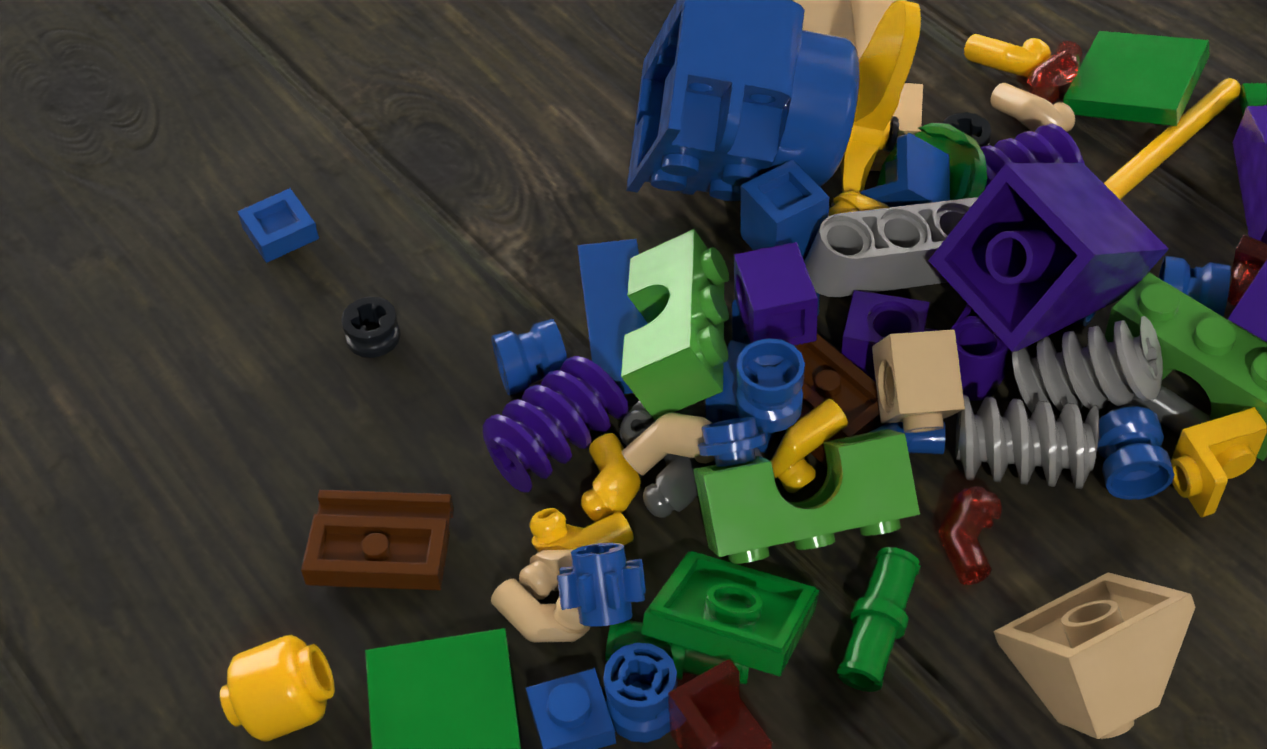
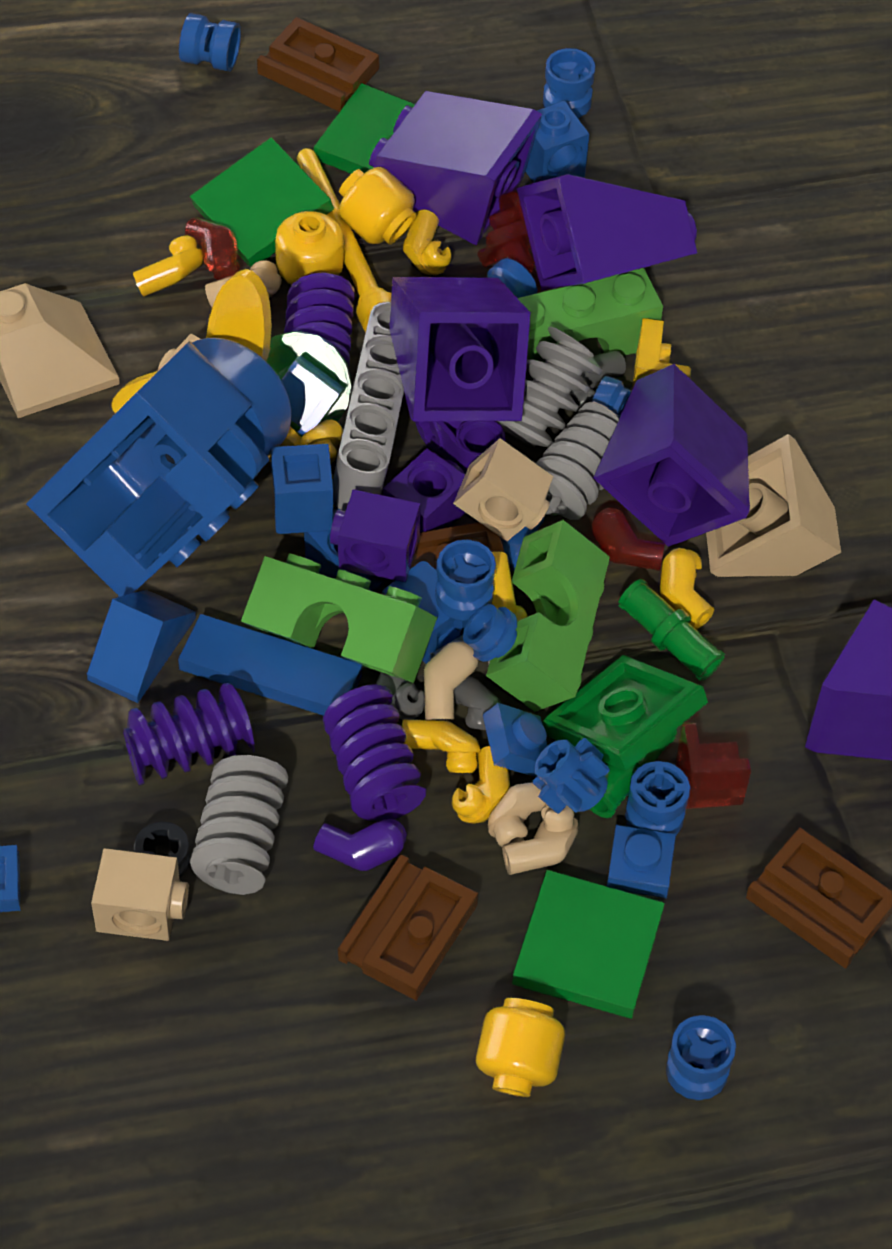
camera: 70 degrees left, 5 degrees up
(308, 323) = (138, 895): none -> tan brick
(418, 356) = (239, 823): none -> light grey piece
(455, 470) = (365, 848): none -> dark purple arm
(489, 278) = (187, 731): none -> dark purple piece
(528, 355) = (288, 734): blue wheel -> none
(583, 209) = (137, 642): none -> blue slope
(647, 531) = (514, 738): none -> blue plate
(945, 602) = (677, 585): none -> yellow arm
(1092, 511) = (677, 459): none -> dark purple slope
(1107, 125) = (309, 245): none -> yellow head
(1201, 210) = (421, 249): none -> yellow arm
(1205, 148) = (376, 205): none -> yellow head

